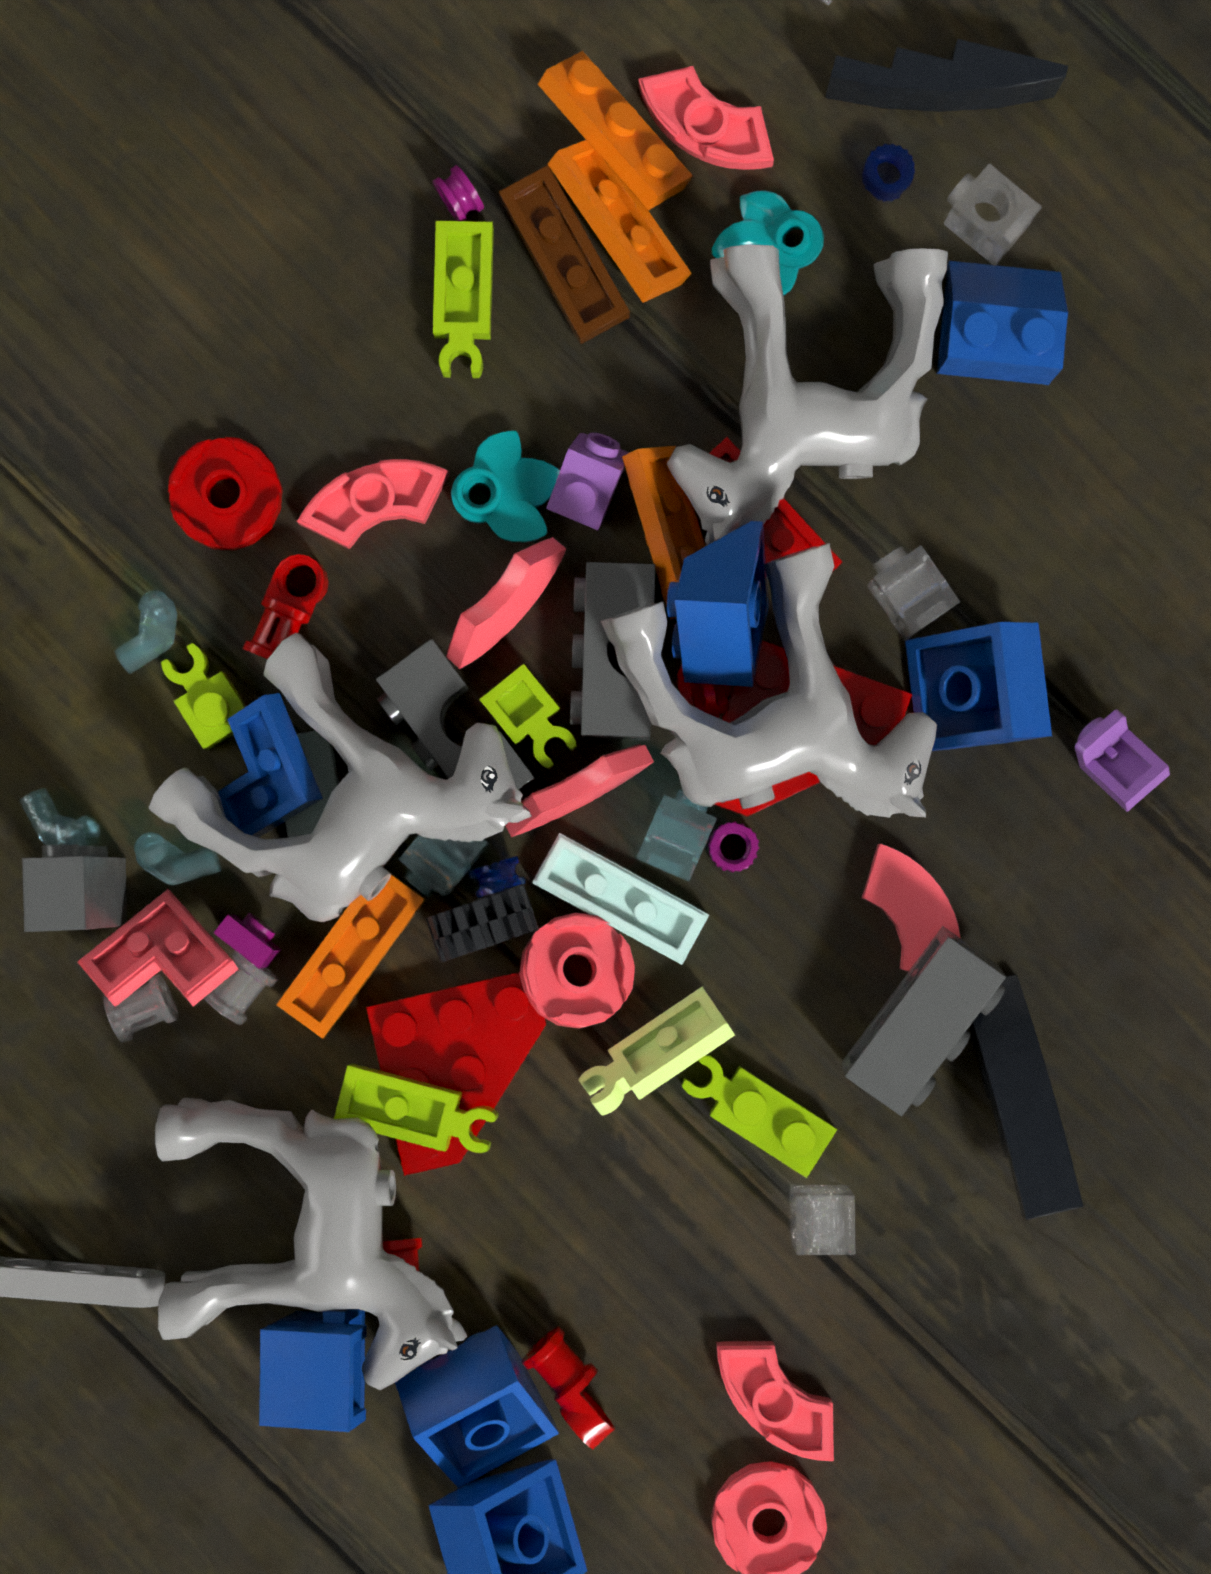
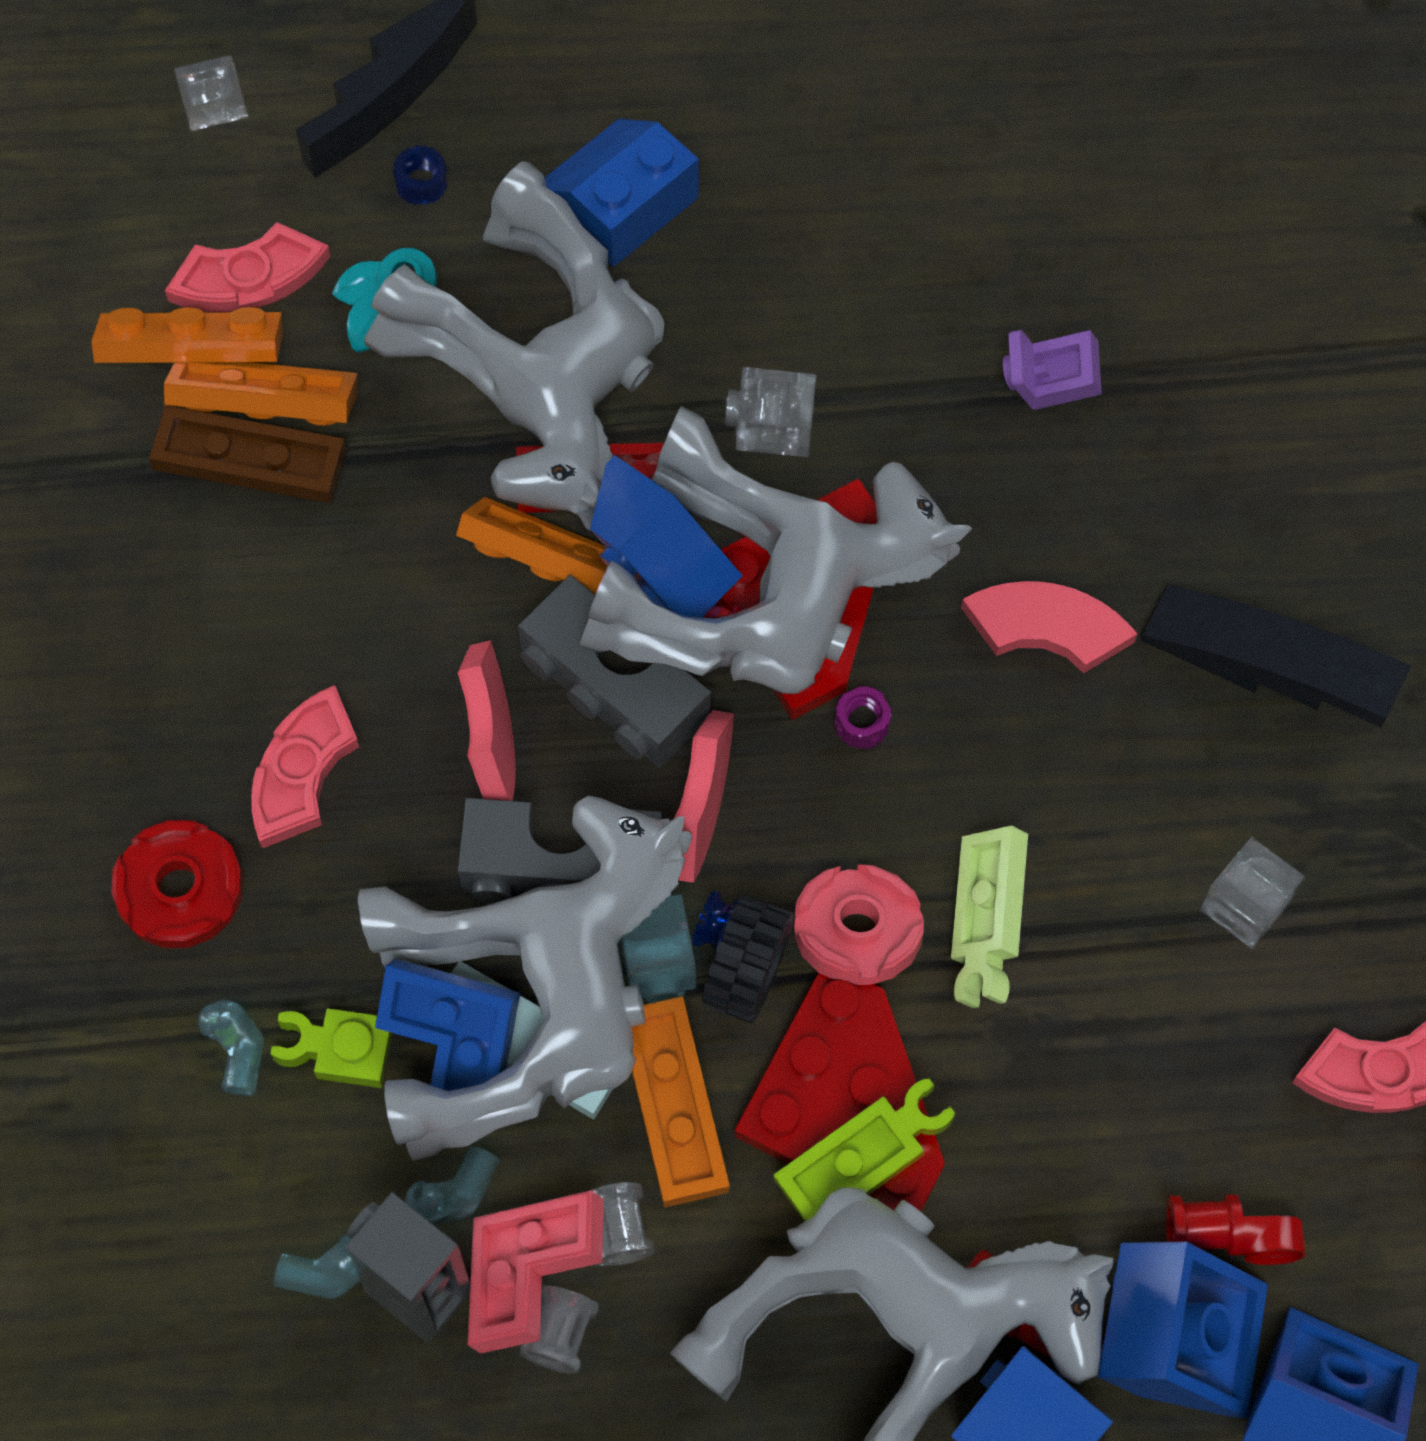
camera: 50 degrees left, 20 degrees down
(249, 938) = (582, 1172): magenta plate -> none
(284, 611) = (326, 910): red connector -> none
(458, 194) = (119, 493): magenta bush -> none
(462, 290) = (200, 553): lime plate -> none
(515, 488) = (397, 647): teal plate -> none
(523, 710) = (599, 776): lime plate -> none
(588, 479) = (449, 582): medium lavender bracket -> none
(620, 898) = (840, 835): light aqua tile -> none
(676, 836) = (814, 749): clear light blue brick -> none
(764, 1116) = (1118, 878): lime plate -> none
(924, 1022) = (1146, 674): dark grey brick -> none
(981, 684) = (898, 413): blue slope -> none
(987, 237) = (529, 106): clear brick -> none

